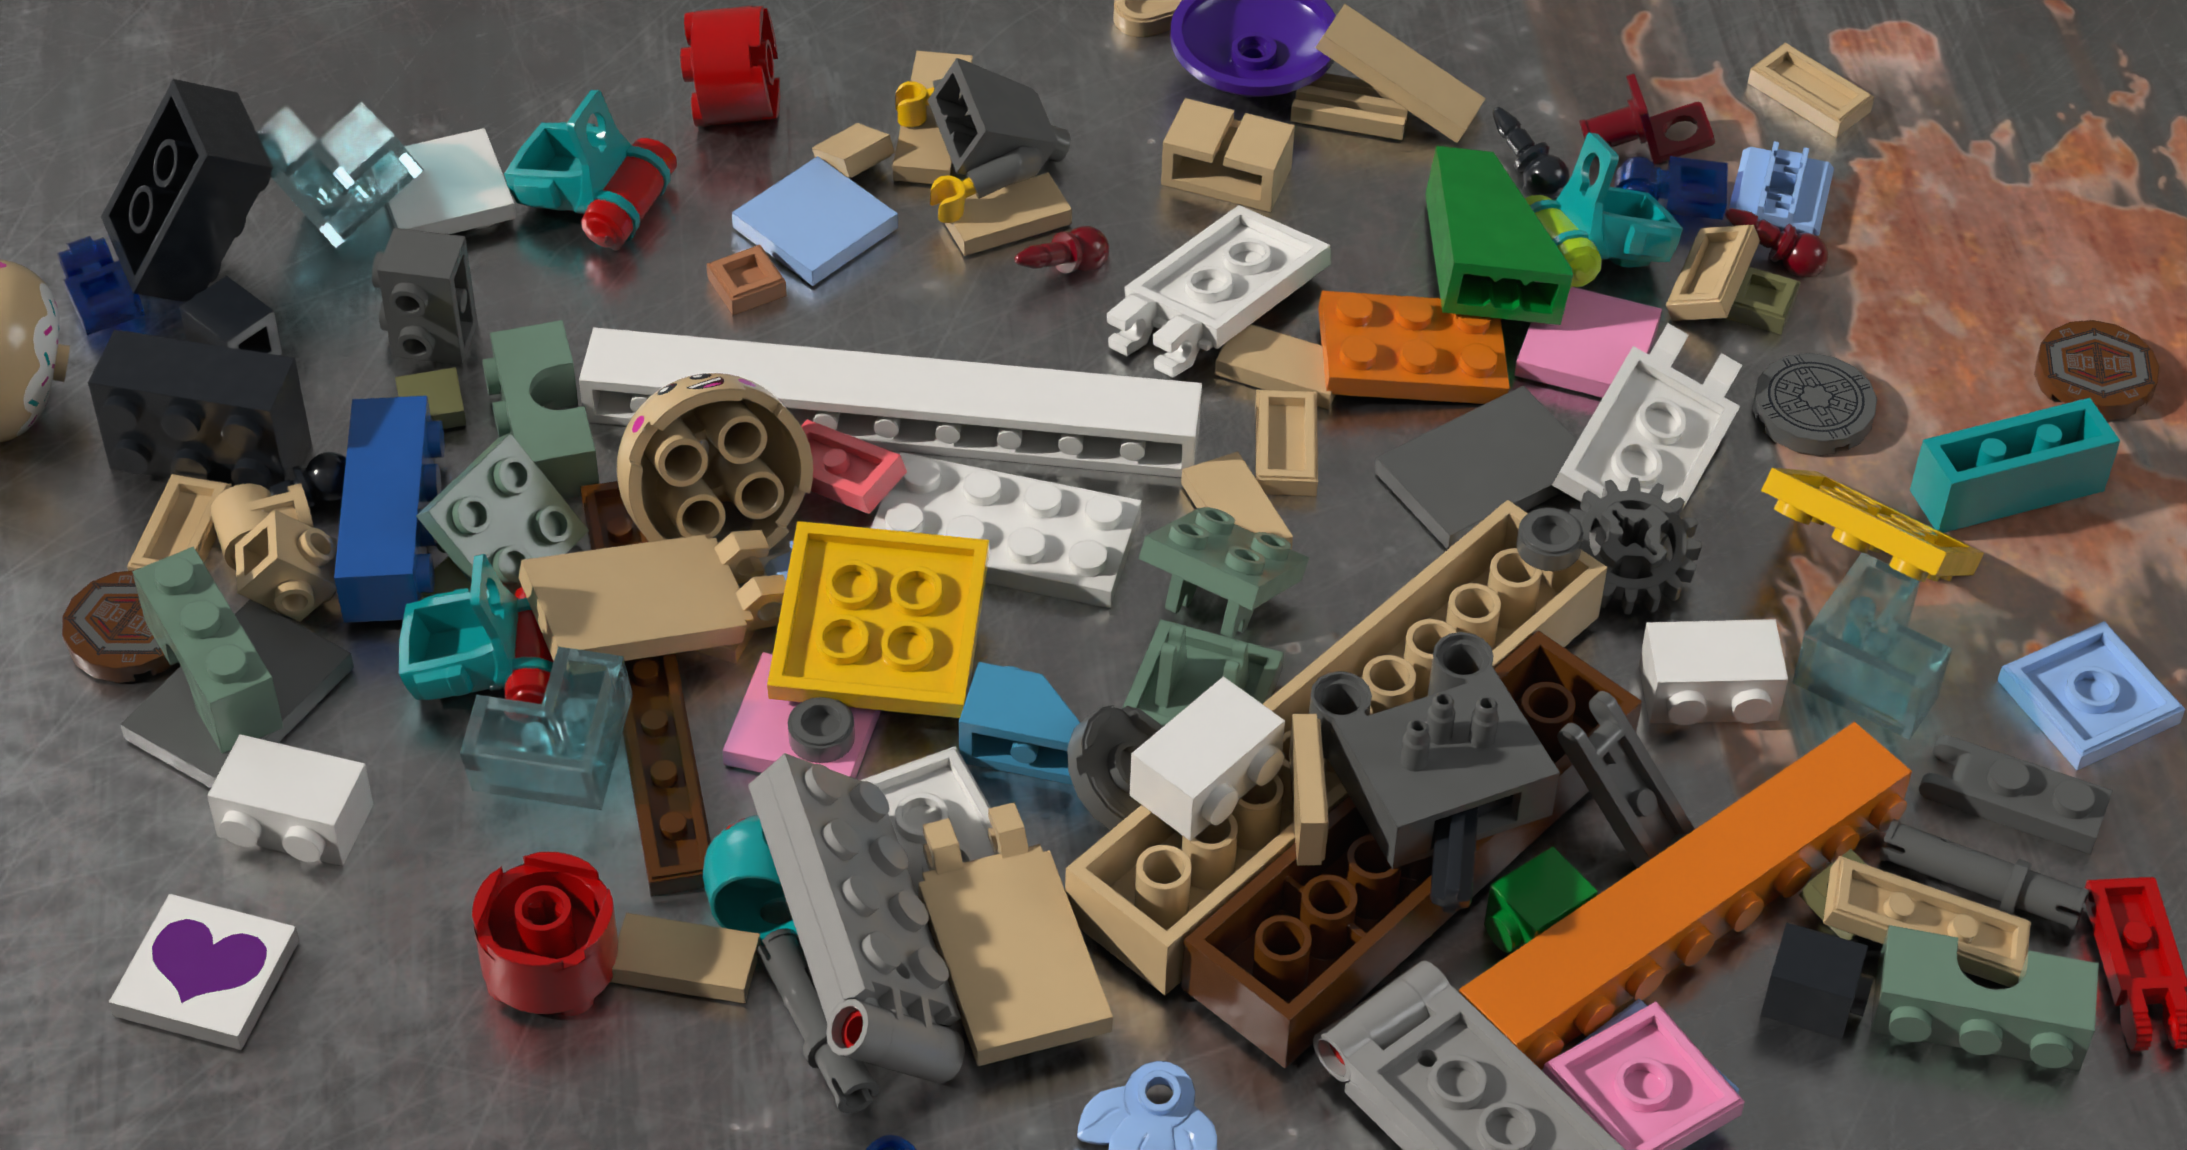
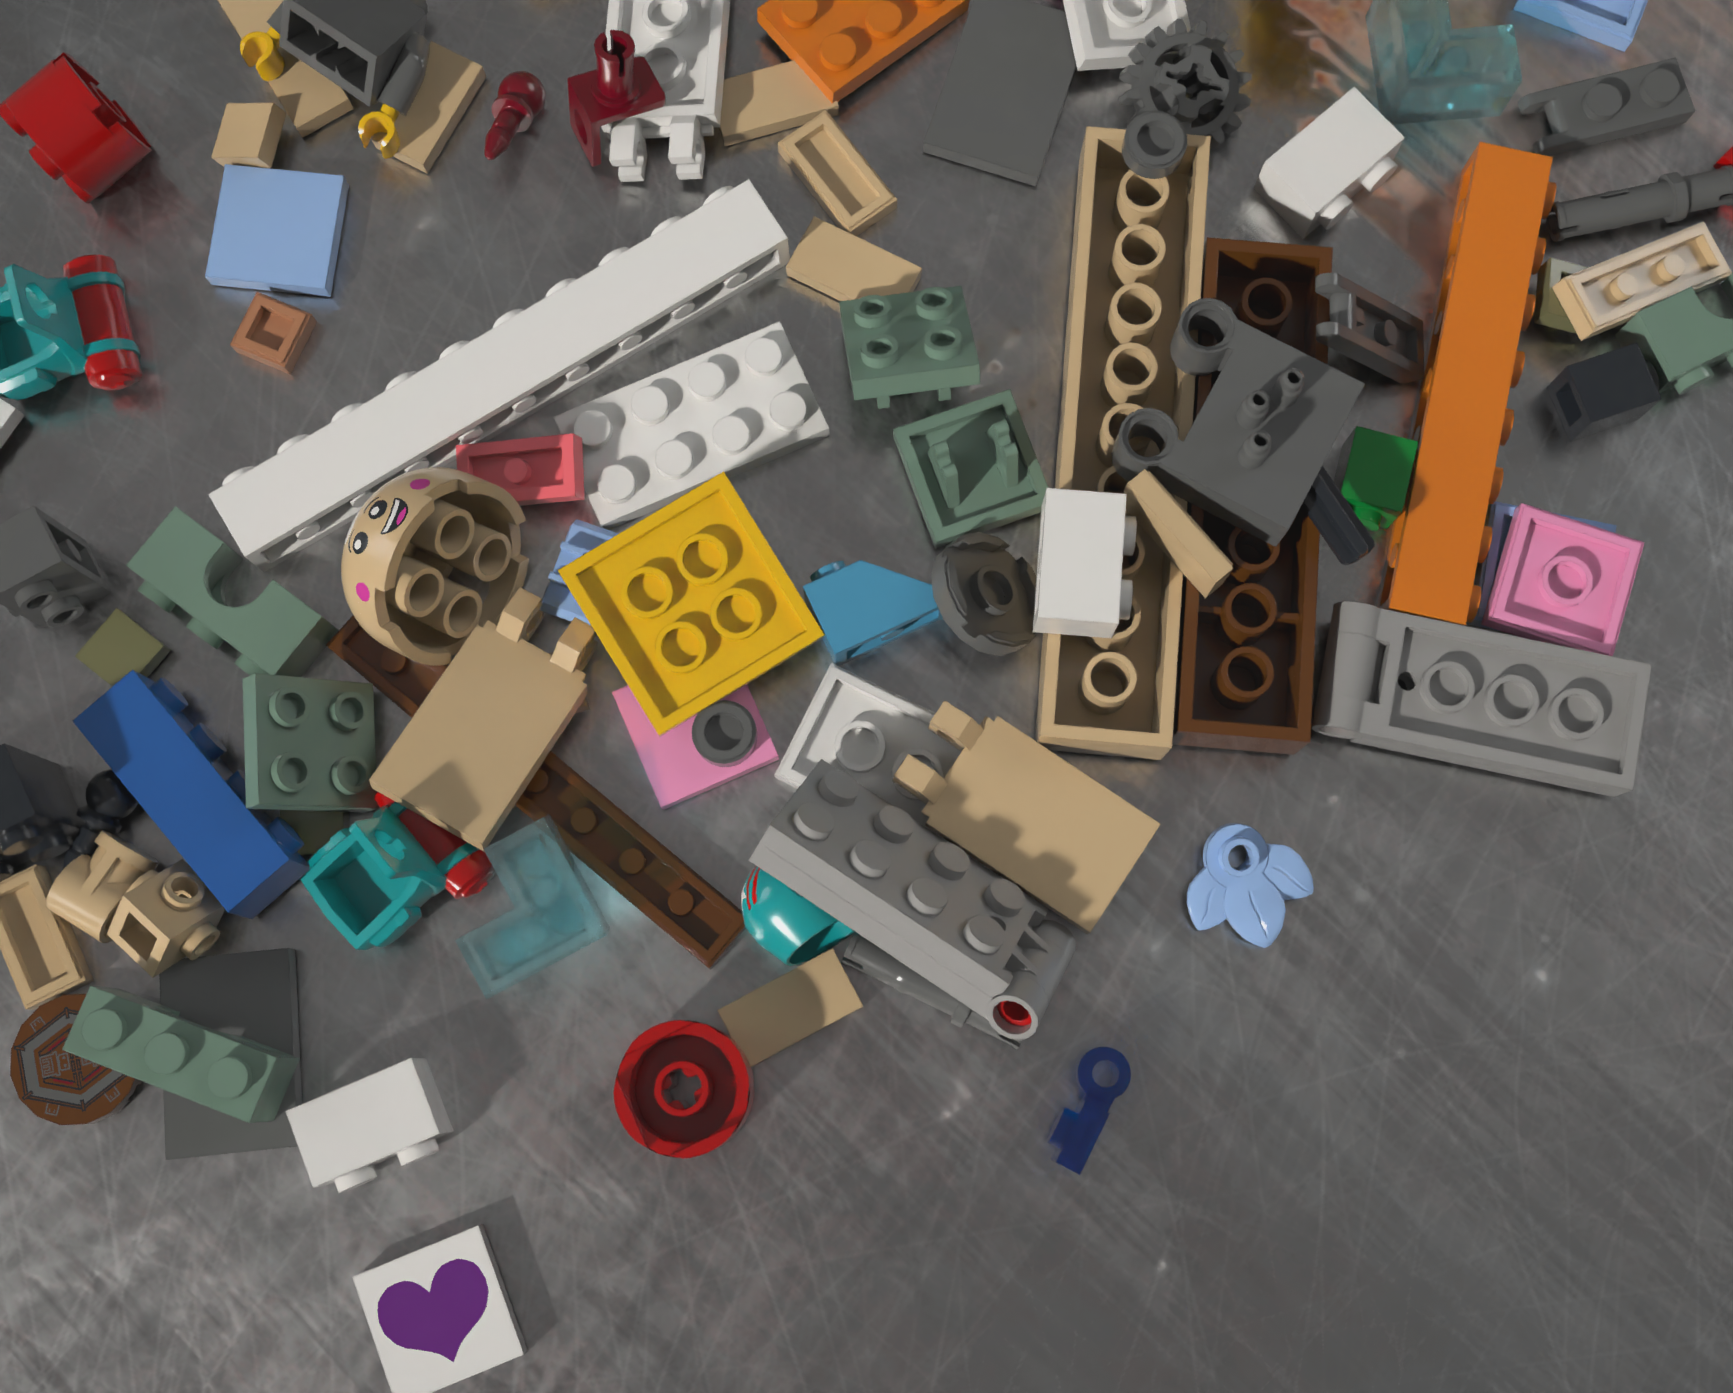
camera: 35 degrees left, 30 degrees up
(1153, 264) = (612, 92): none -> dark red bracket

